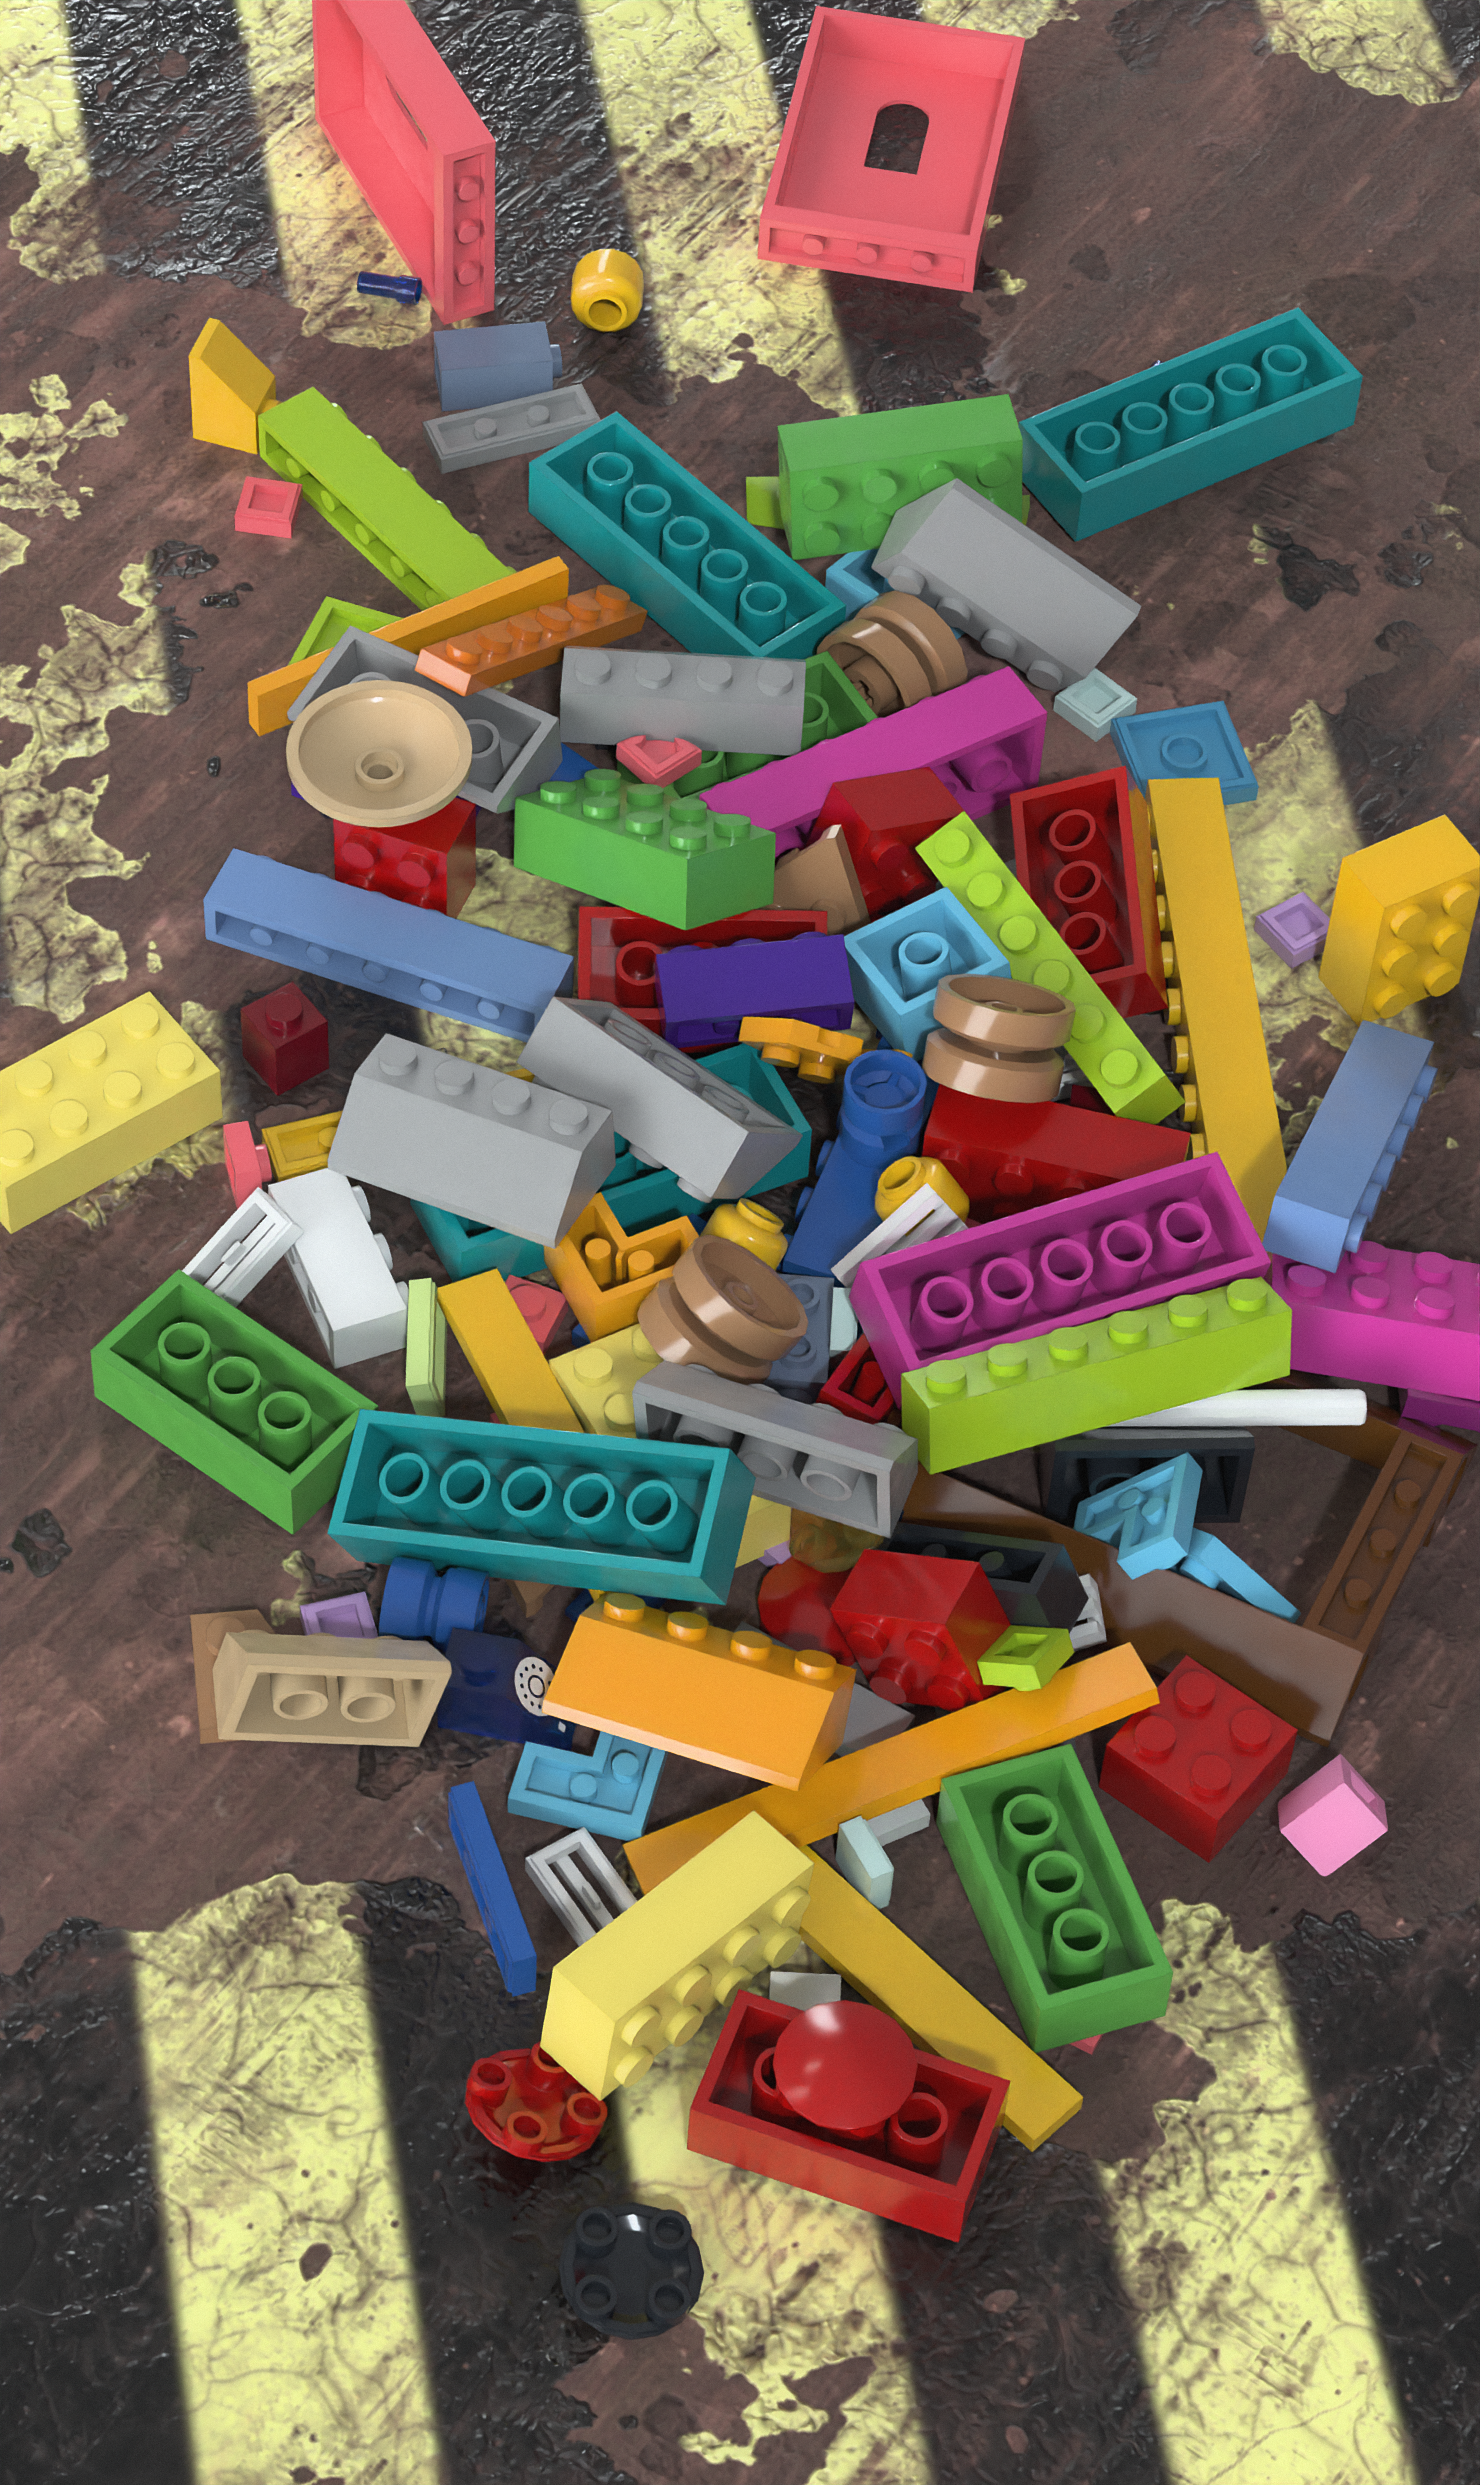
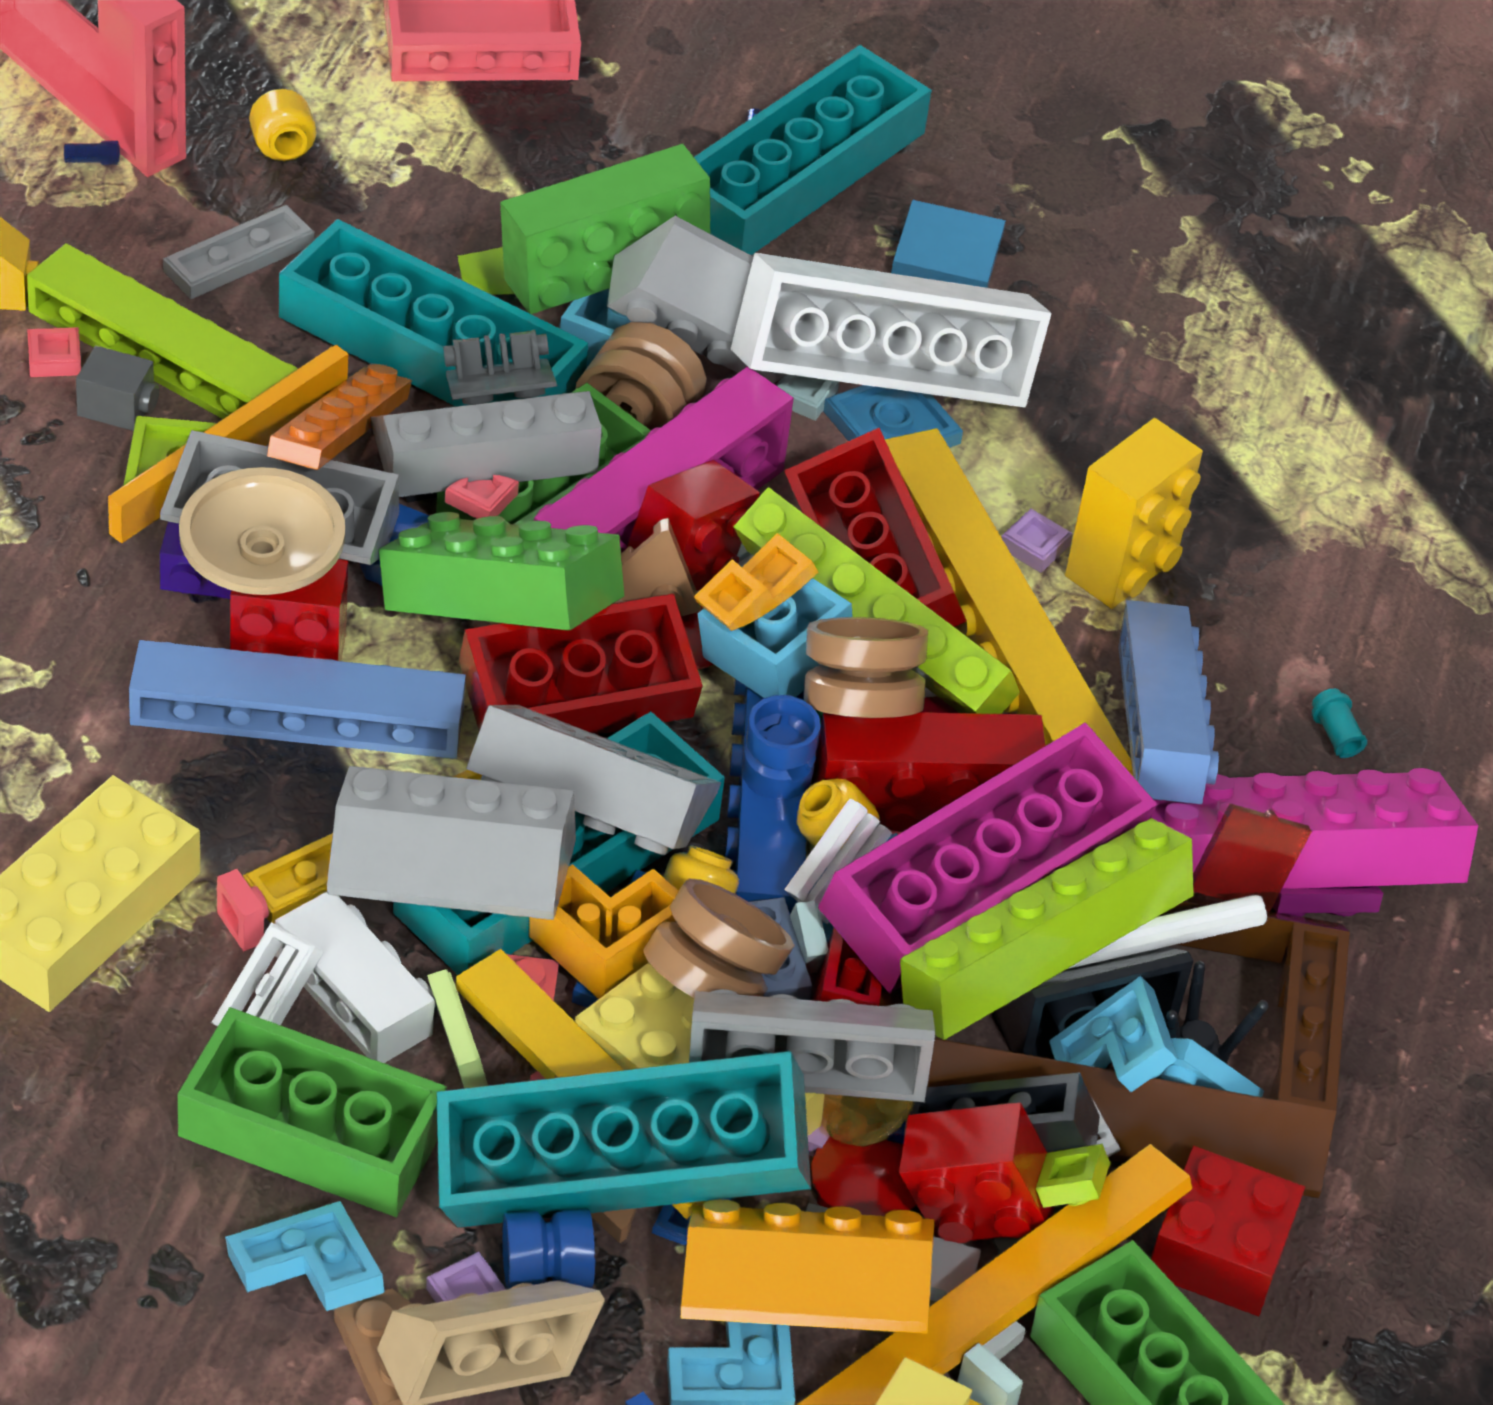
camera: 20 degrees left, 5 degrees down
(190, 1543) = (310, 1243): none -> medium azure plate
(285, 1038) = (238, 793): dark red brick -> none
(315, 559) = (116, 388): none -> dark grey brick
(493, 364) = (207, 201): sand blue brick -> none
(500, 1691) = (638, 1310): clear blue slope -> none
(710, 990) = (639, 669): dark purple brick -> none
(743, 633) = (477, 383): none -> dark grey hinge
(795, 1043) = (699, 709): light orange wing -> none
(895, 928) = (749, 592): none -> light orange slope
(1193, 654) = (889, 330): none -> white brick
(1251, 1535) = (1203, 1032): none -> black plant
(1328, 565) = (948, 245): none -> dark azure tile
(1332, 1816) = (1348, 1253): bright pink panel -> none
(1374, 1344) = (1250, 855): none -> clear red piece

